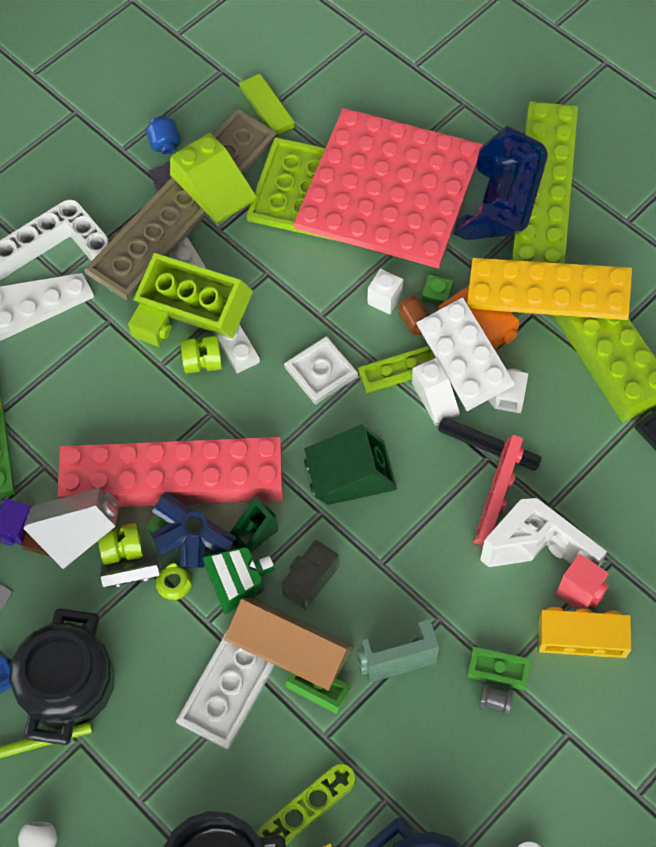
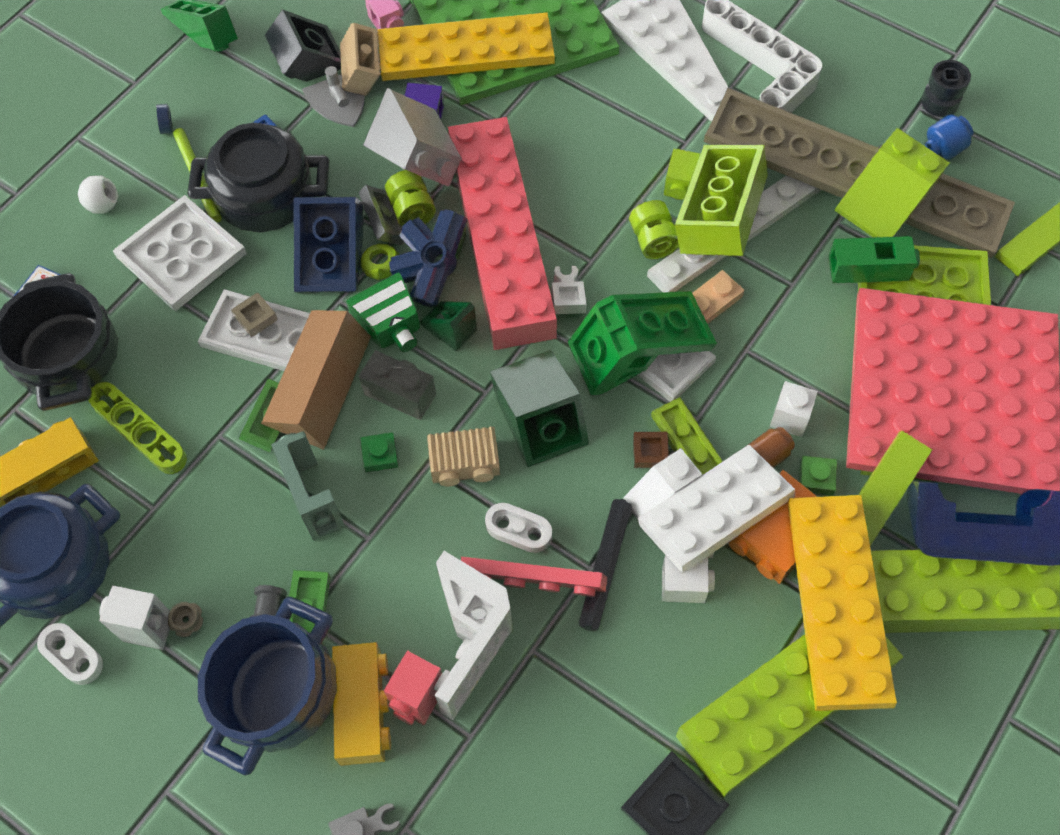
camera: 80 degrees right, 0 degrees up
(117, 124) = (945, 88): none -> black wheel
(124, 761) = (180, 252): none -> white plate
(150, 621) = (327, 243): none -> dark blue slope
(217, 688) = (254, 314): none -> dark tan plate
(245, 428) = (567, 293): none -> white plate
(272, 208) = (873, 259): none -> green brick
(272, 331) = (717, 295): none -> light nougat plate
(306, 385) = (631, 330): none -> green bracket
(366, 600) = (379, 452): none -> green plate
(384, 531) = (463, 456): none -> tan brick
(400, 395) = (649, 448): none -> reddish brown plate
(451, 501) = (520, 526): none -> white plate
(457, 237) = (891, 480): none -> lime tile
(496, 762) = (183, 610): none -> dark tan plate
(500, 801) = (135, 617): none -> white brick
(575, 688) = (267, 684): none -> dark blue piece

